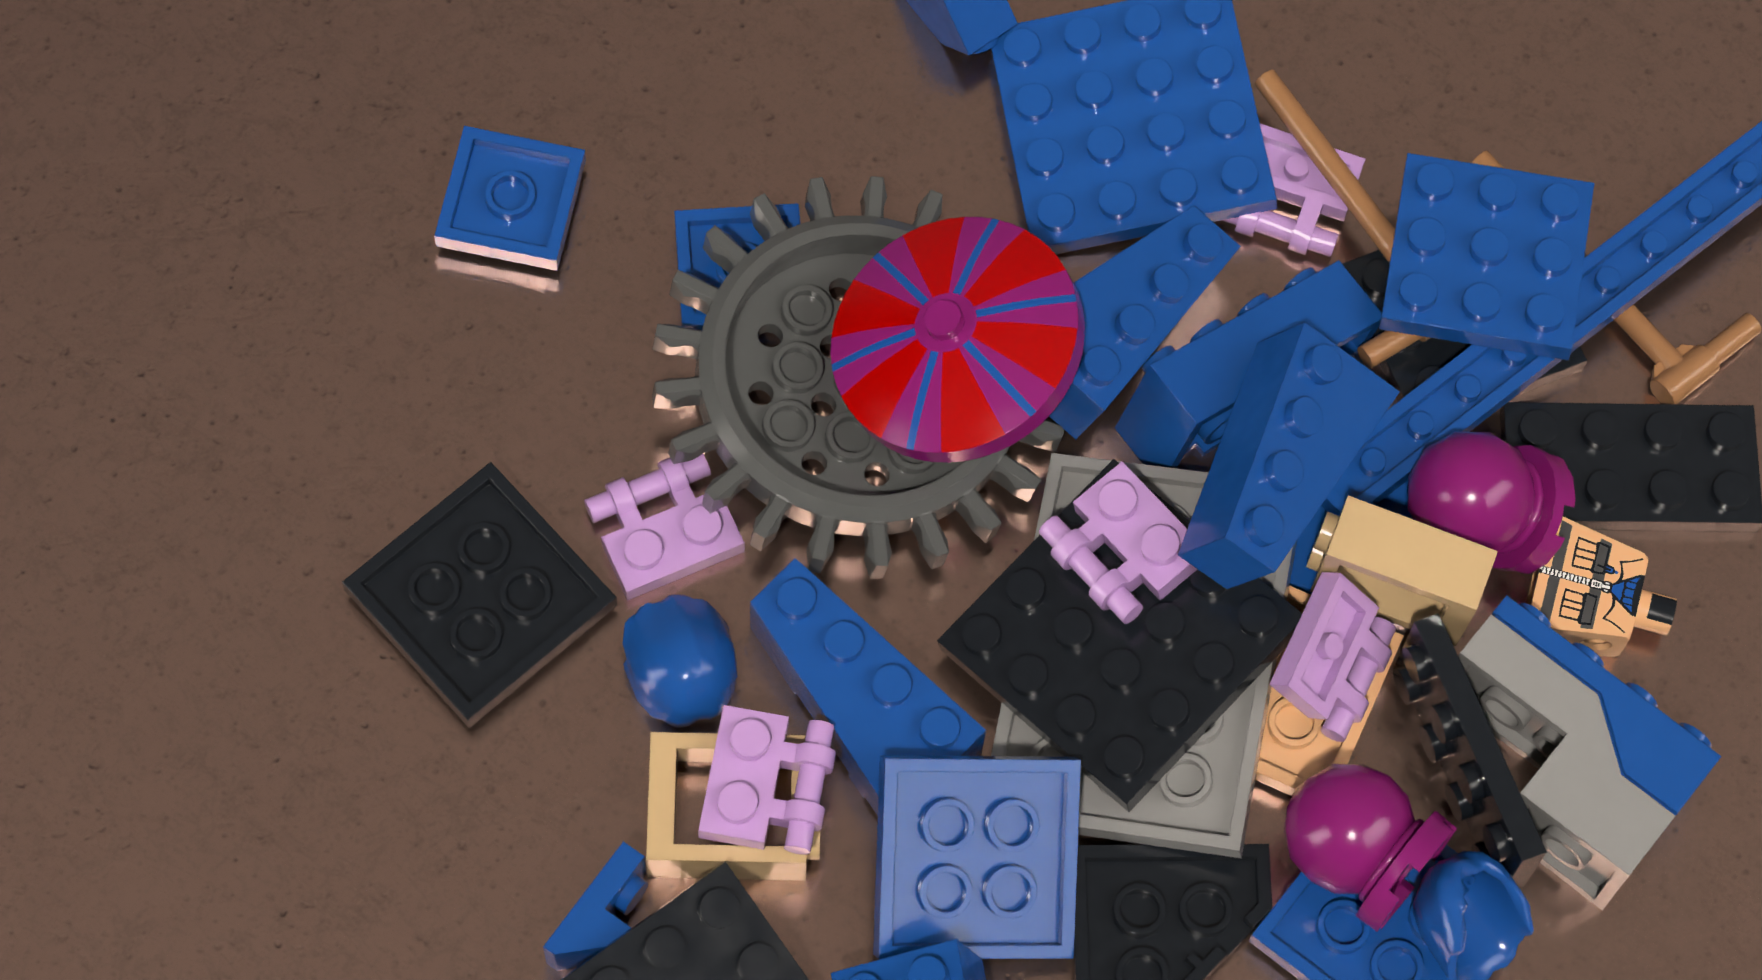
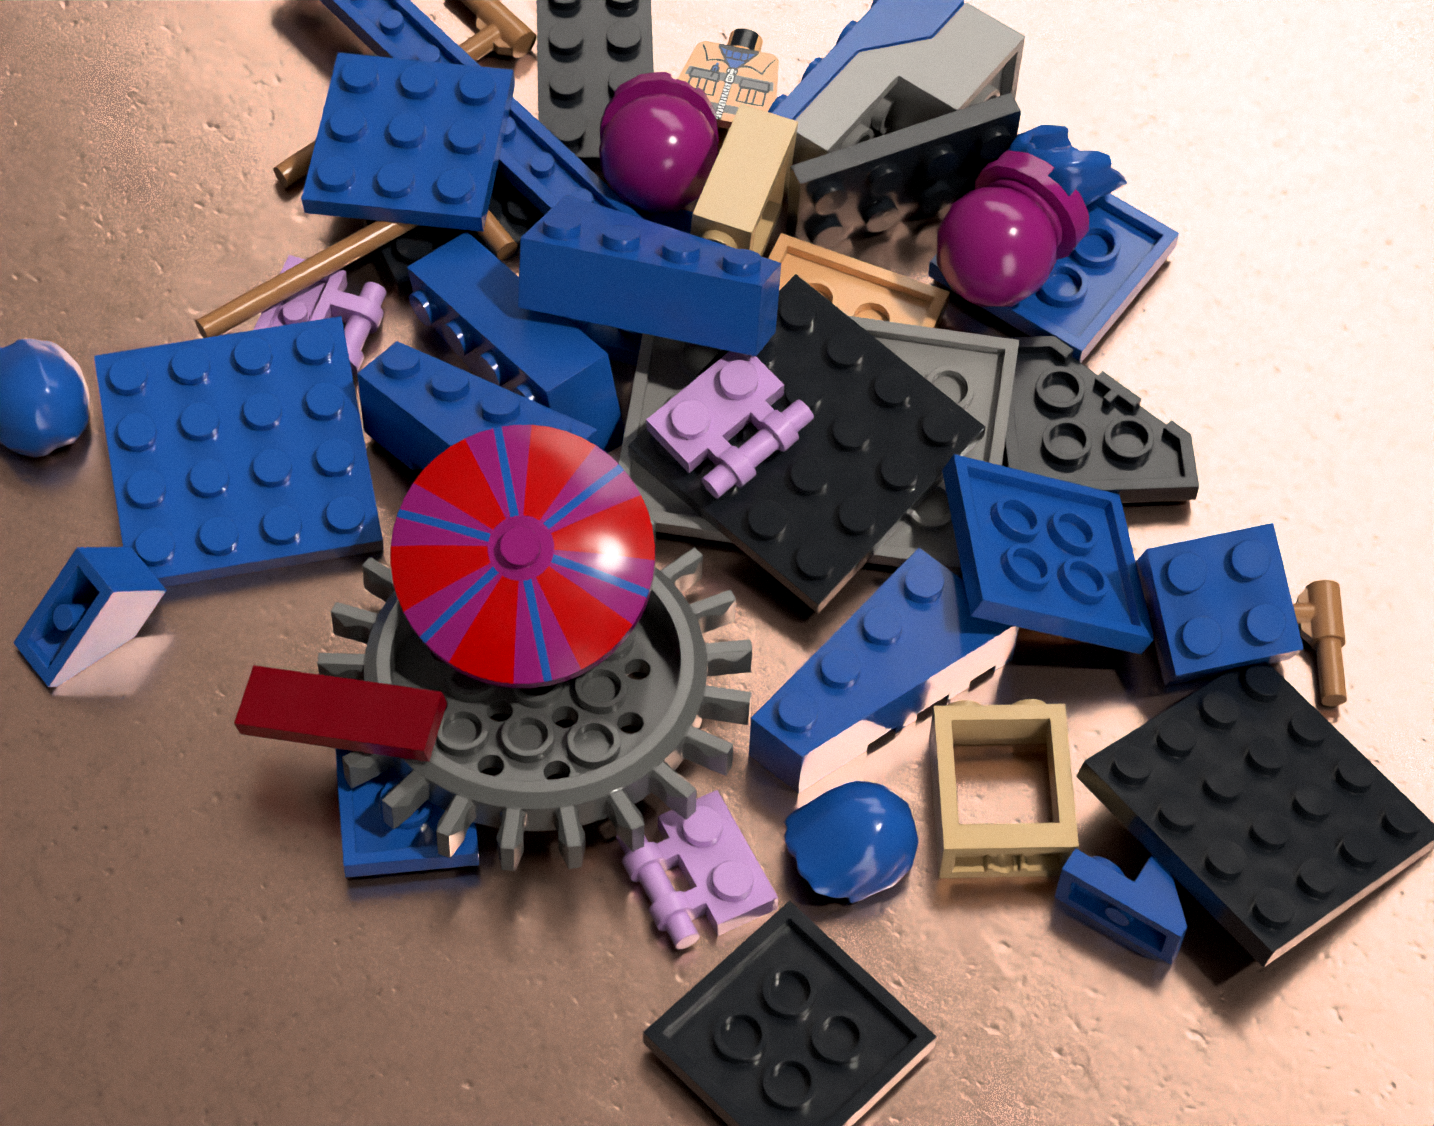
camera: 90 degrees left, 10 degrees down
(510, 198) = (322, 1038): blue plate -> none
(746, 774) = (990, 751): lavender plate -> none
(803, 188) = (341, 713): none -> dark red tile
(1334, 655) = (843, 274): lavender plate -> none

